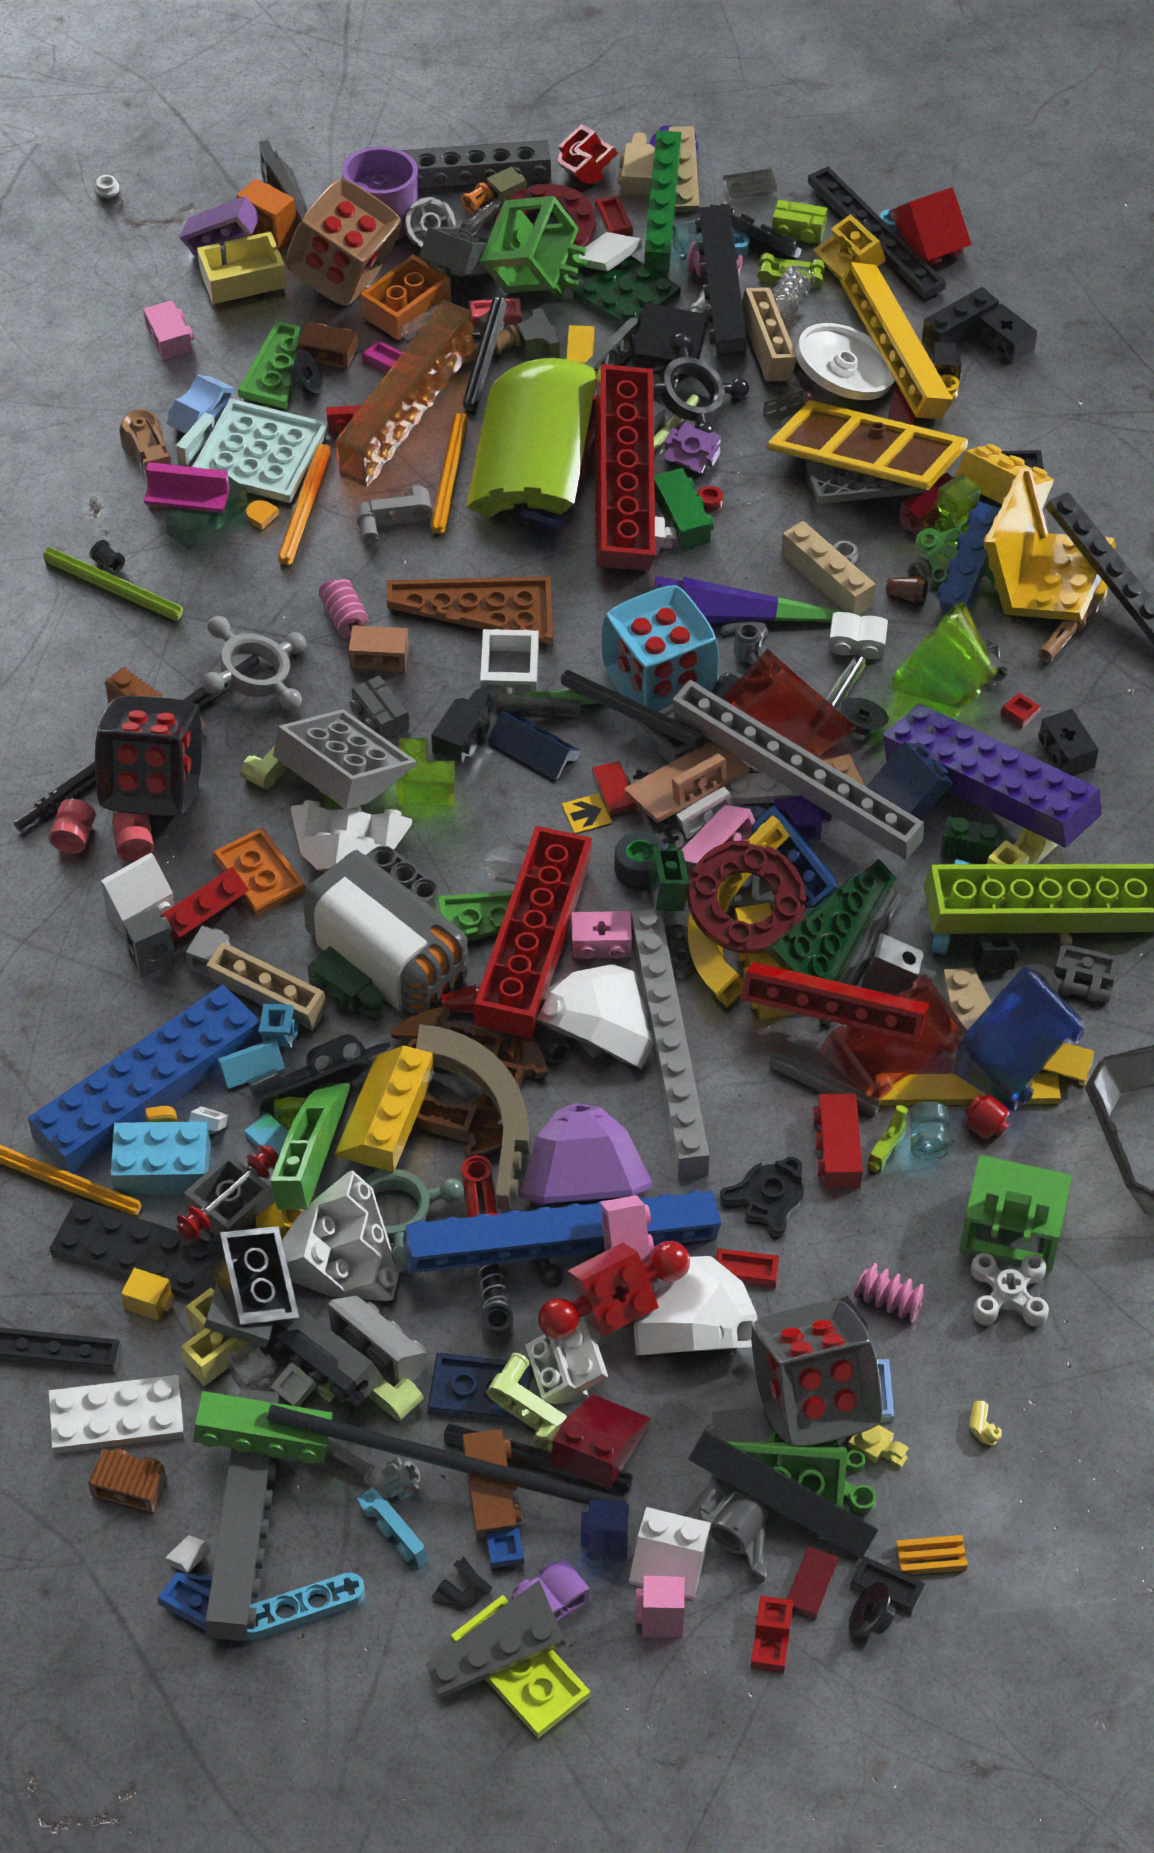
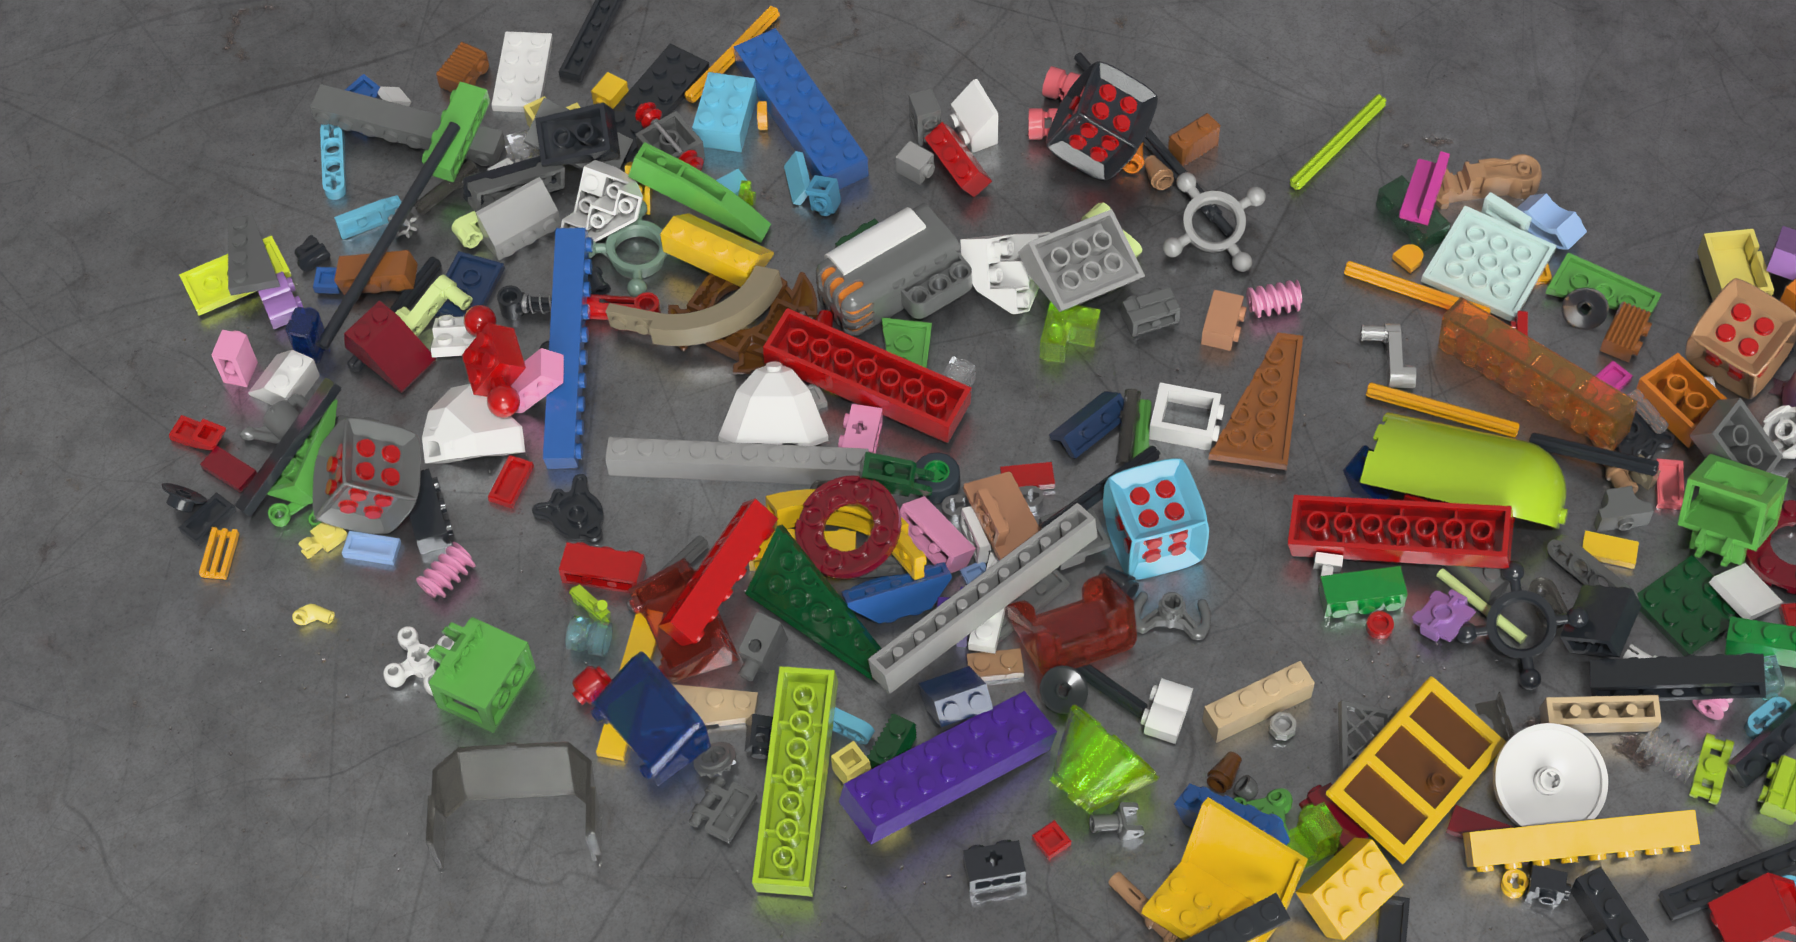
camera: 105 degrees right, 5 degrees up
(107, 557) = (1366, 138): black bush -> none
(168, 330) = (1657, 208): bright pink brick -> none
(215, 1119) = (753, 146): white plate -> none
(262, 869) = (995, 209): orange tile -> none
(266, 984) = (864, 192): tan brick -> none
(273, 1086) = (780, 226): black panel -> none
(462, 727) = (1117, 369): black hinge -> none
(583, 1158) = (632, 374): medium lavender brick -> none
(586, 813) = (1006, 453): yellow sticker -> none
(731, 604) = (1237, 584): dark purple plate -> none
(849, 244) = (1732, 829): yellow brick -> none
(866, 944) = (796, 633): dark grey axle -> none
(1071, 1062) = (623, 768): yellow hinge -> none

